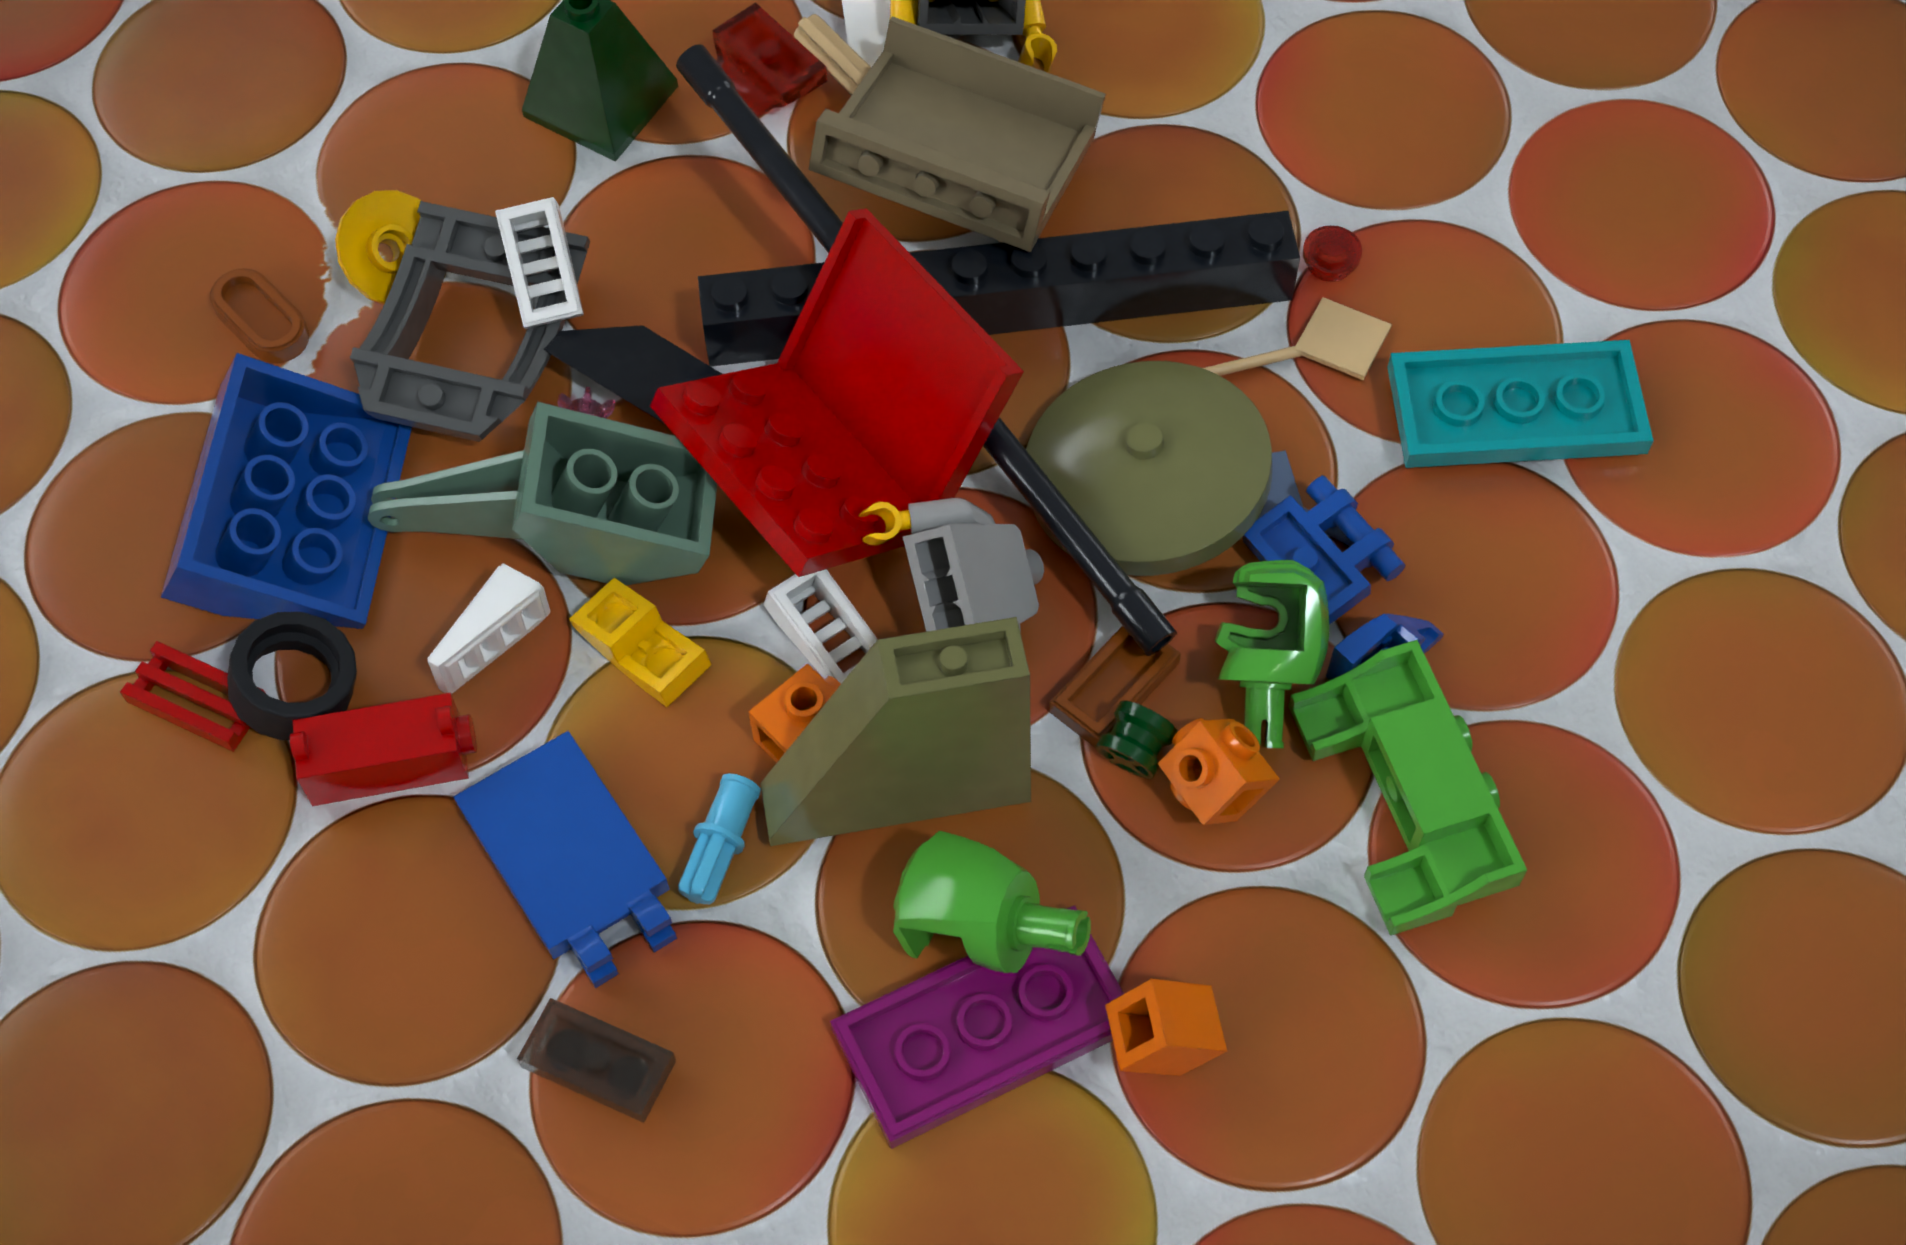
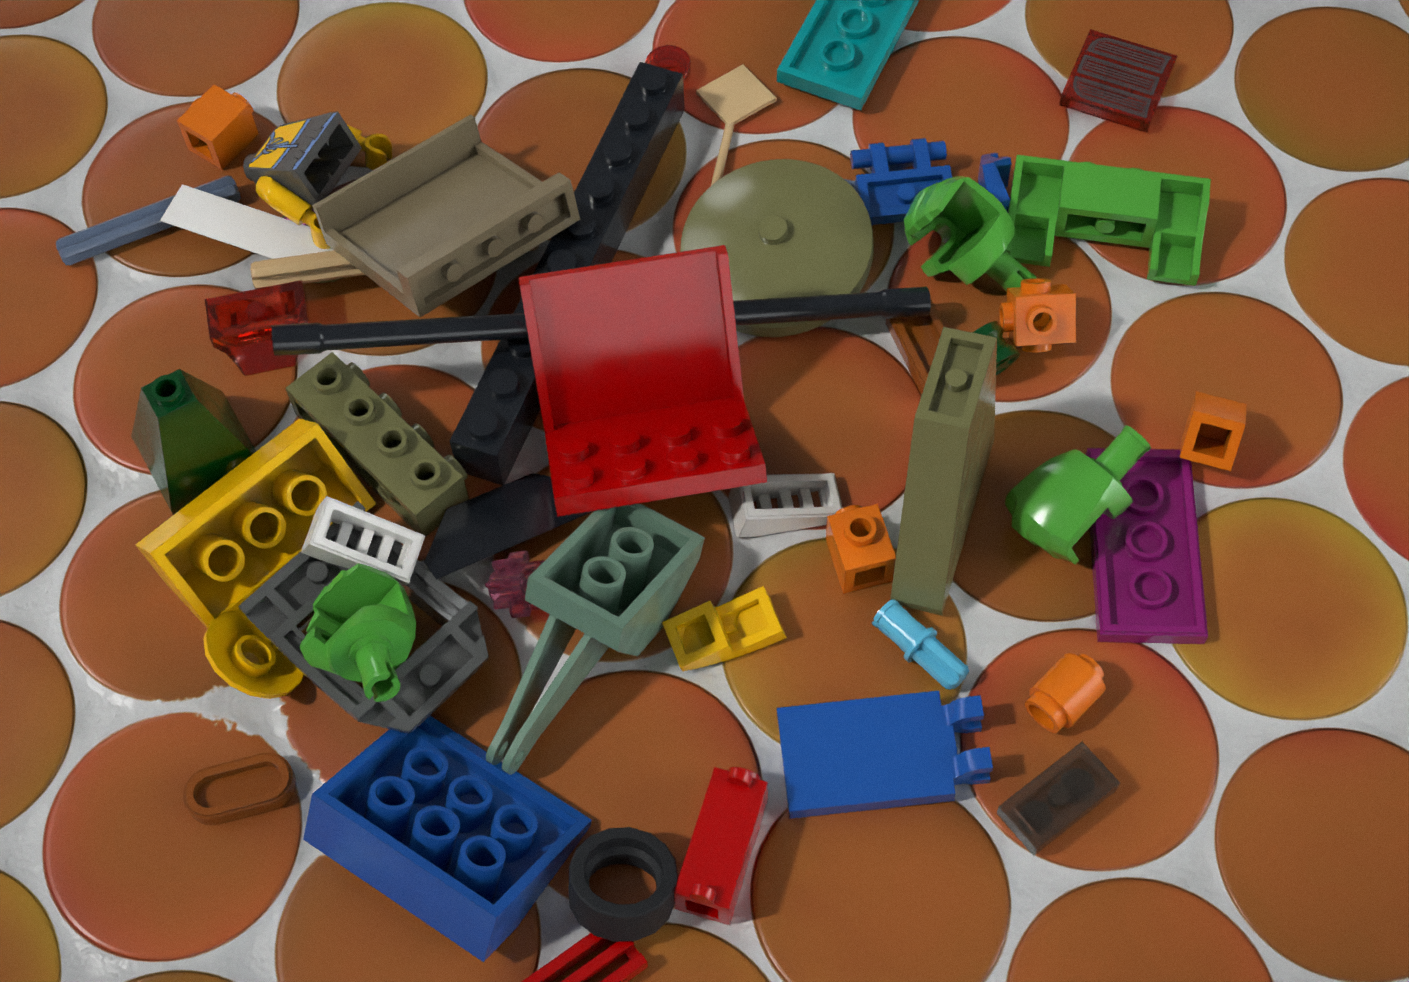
camera: 60 degrees left, 0 degrees up
(442, 319) = (362, 630): none -> bright green piece
(491, 624) = (650, 713): white slope -> none
(503, 157) = (250, 521): none -> yellow slope
(680, 230) = (379, 444): none -> olive brick
(731, 1011) = (1065, 692): none -> orange brick
(963, 562) = (825, 388): light grey torso -> none
(1647, 722) = (1118, 80): none -> clear red tile

